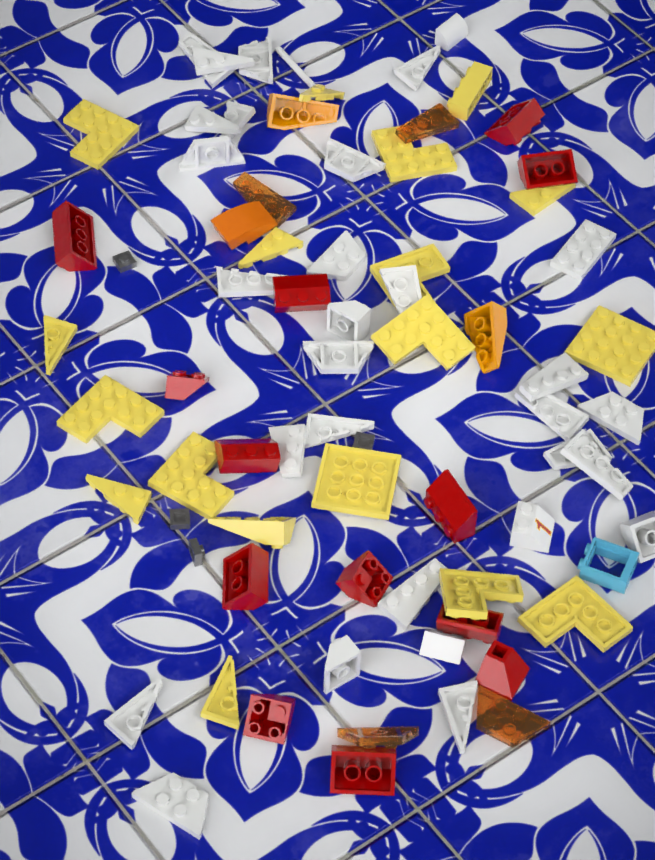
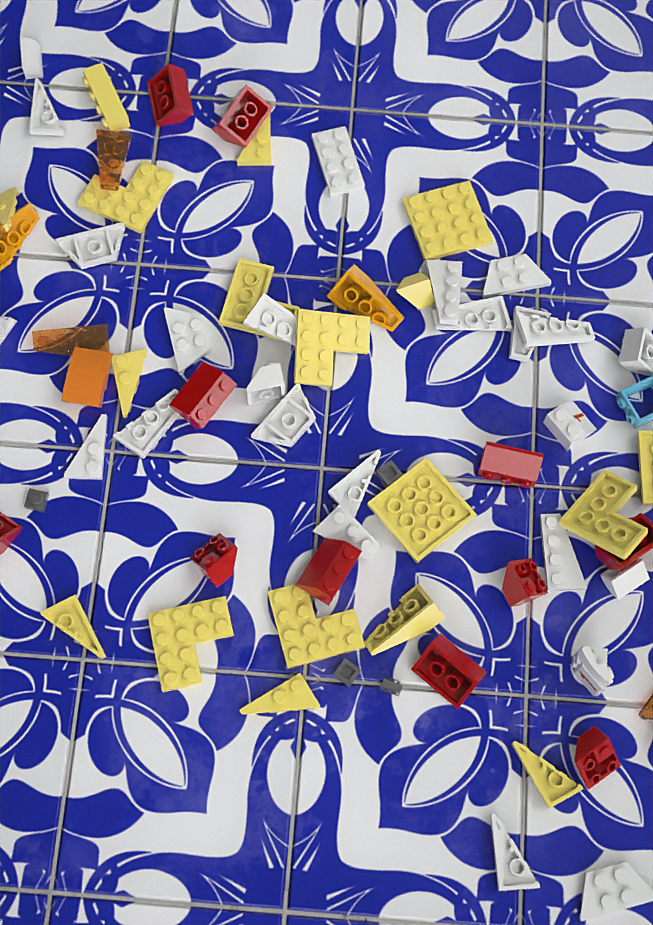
camera: 50 degrees left, 20 degrees up
(188, 268) = (90, 458): none -> white wing
(336, 646) = (600, 672): none -> white slope
(529, 361) = (417, 290): none -> light yellow slope

